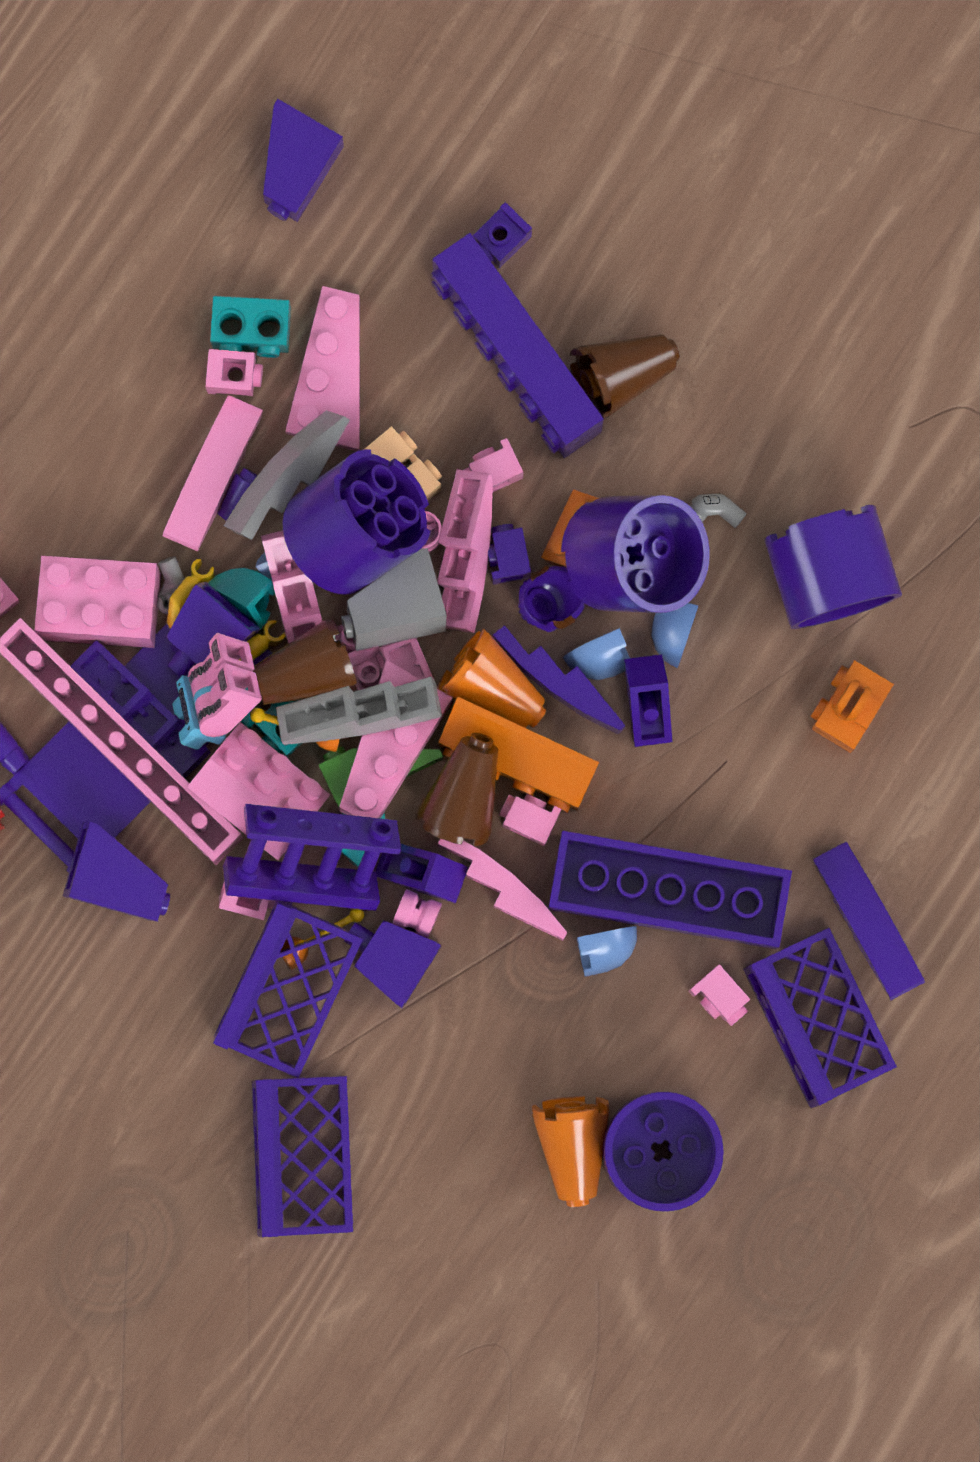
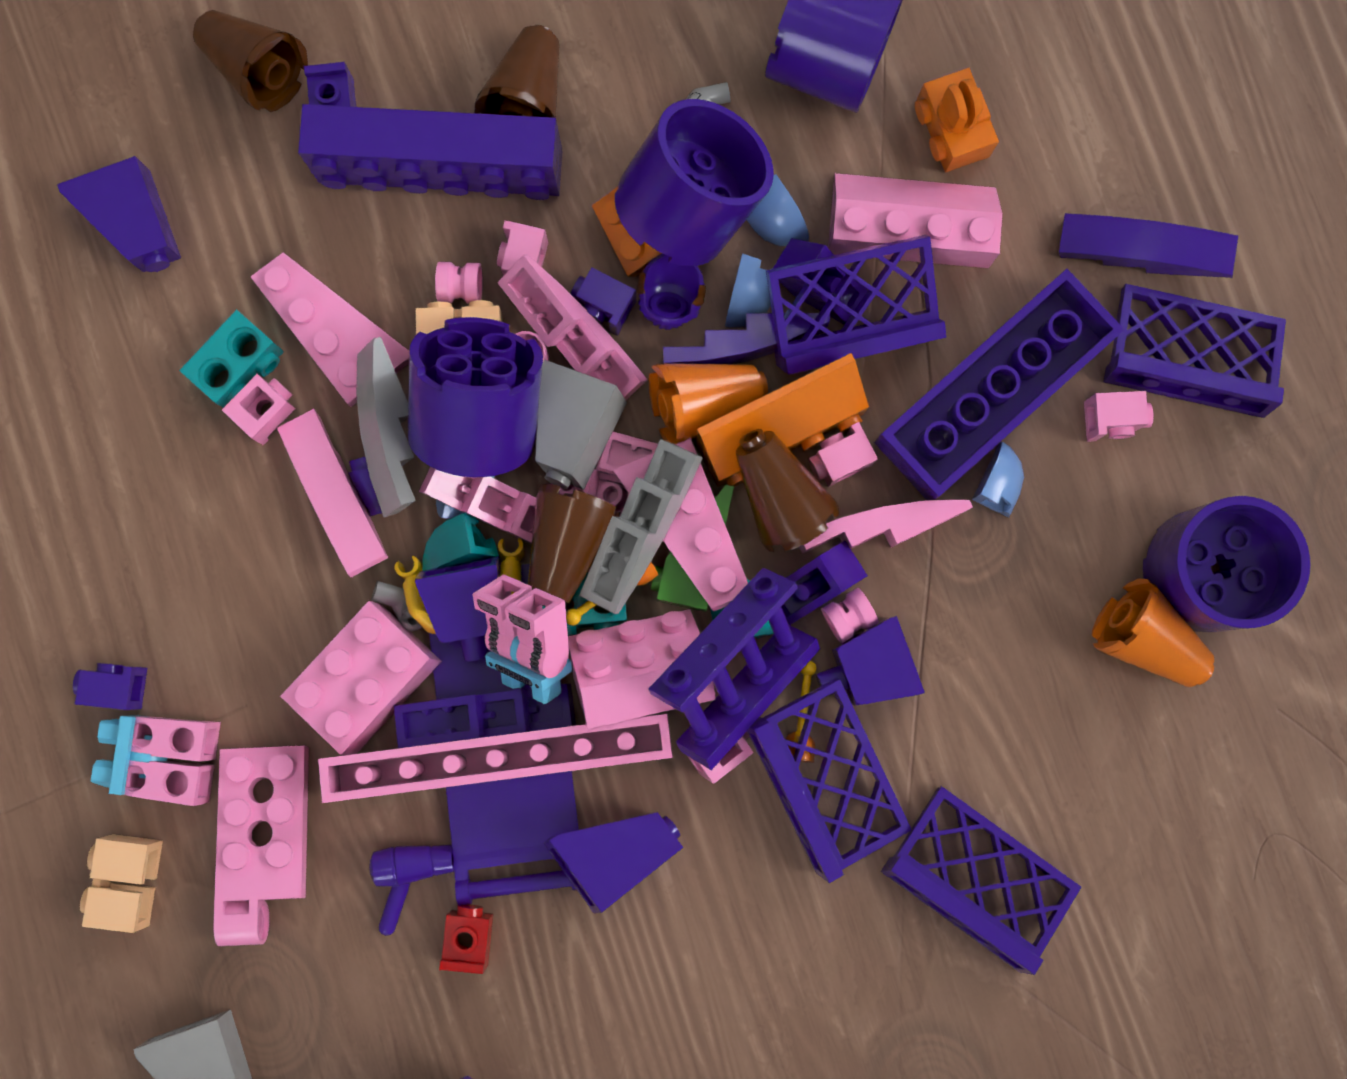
camera: 50 degrees left, 0 degrees up
(437, 439) = (458, 282): none -> bright pink wheel
(482, 155) = (252, 58): none -> reddish brown cone
(623, 763) = (864, 339): none -> dark purple fence
(752, 732) = (879, 210): none -> bright pink slope

